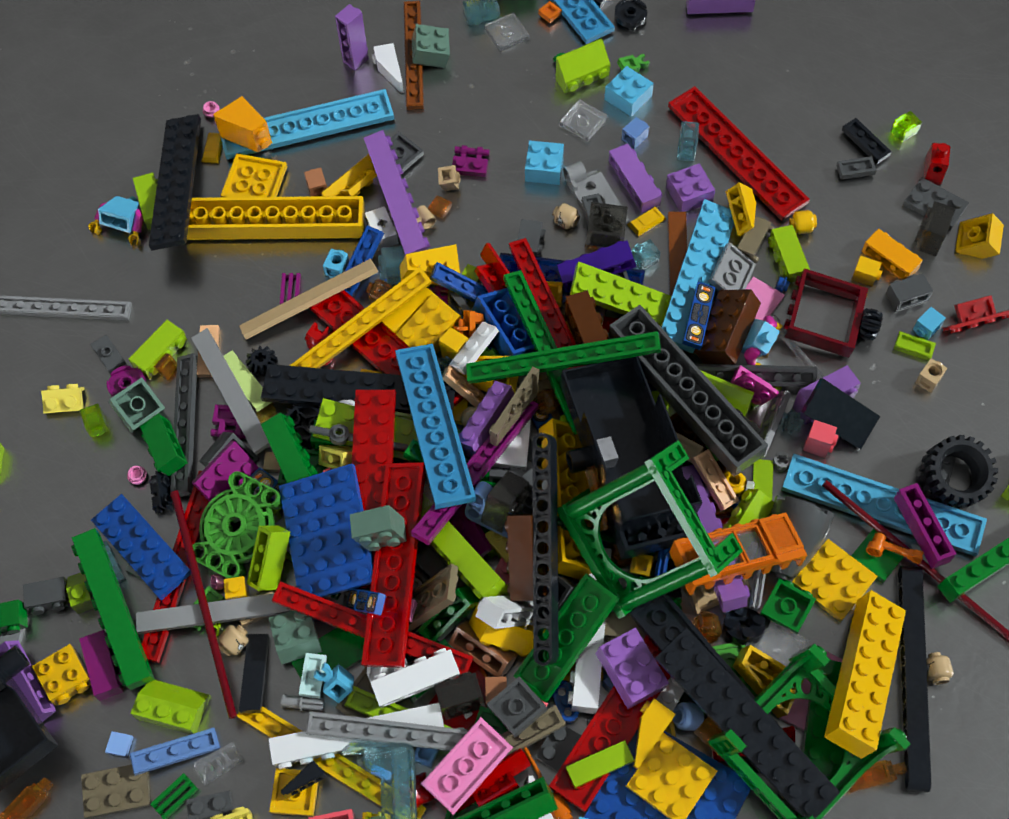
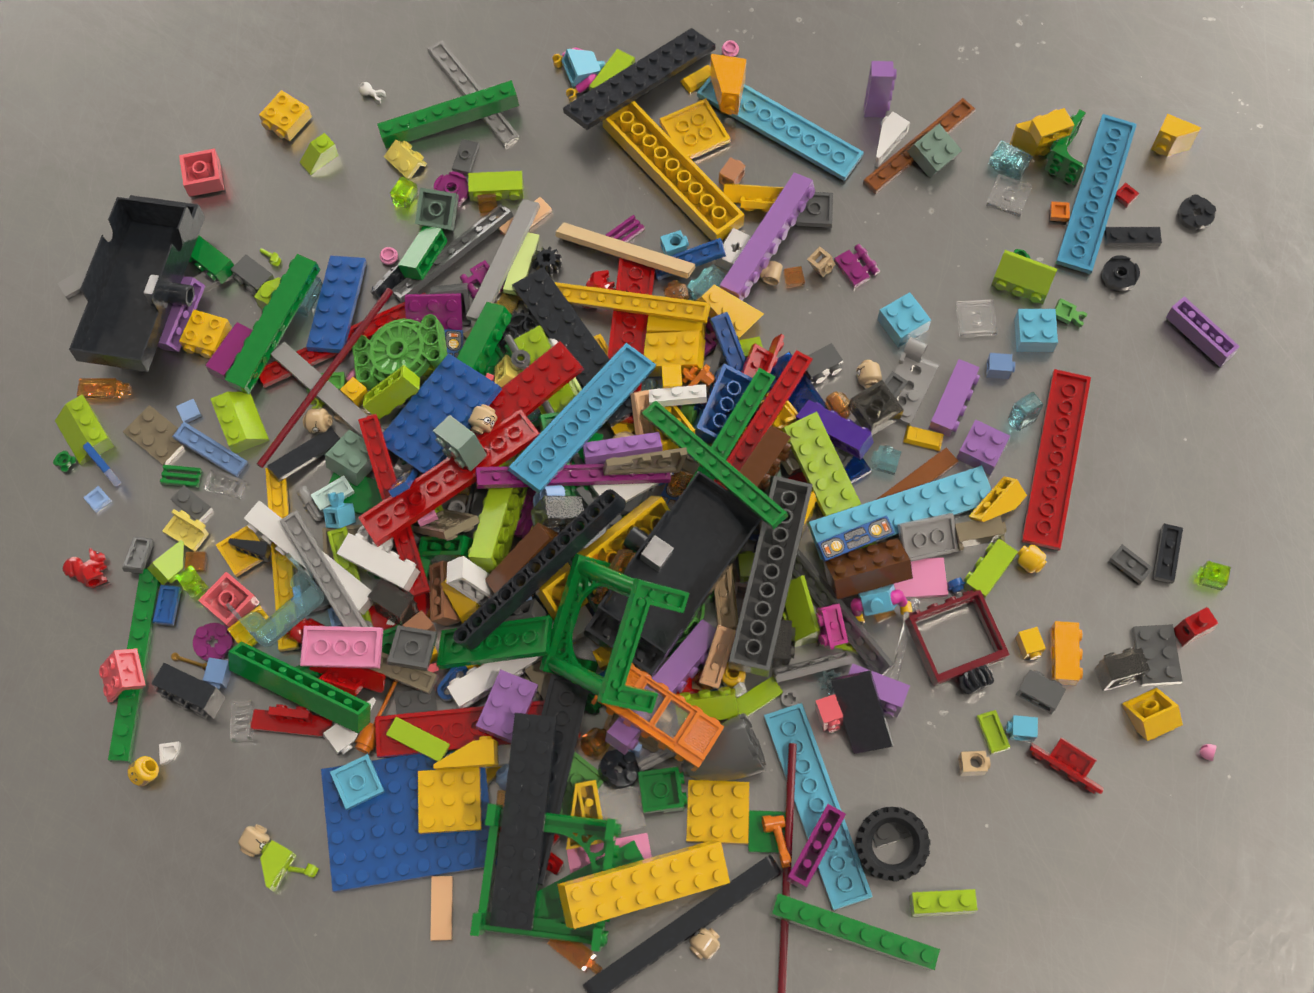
camera: 50 degrees right, 5 degrees up
(46, 565) = (274, 258): none -> lime hand
(60, 336) = (449, 114): none -> green brick
(368, 496) = (482, 419): none -> tan head
(572, 250) = (839, 403): none -> clear orange head

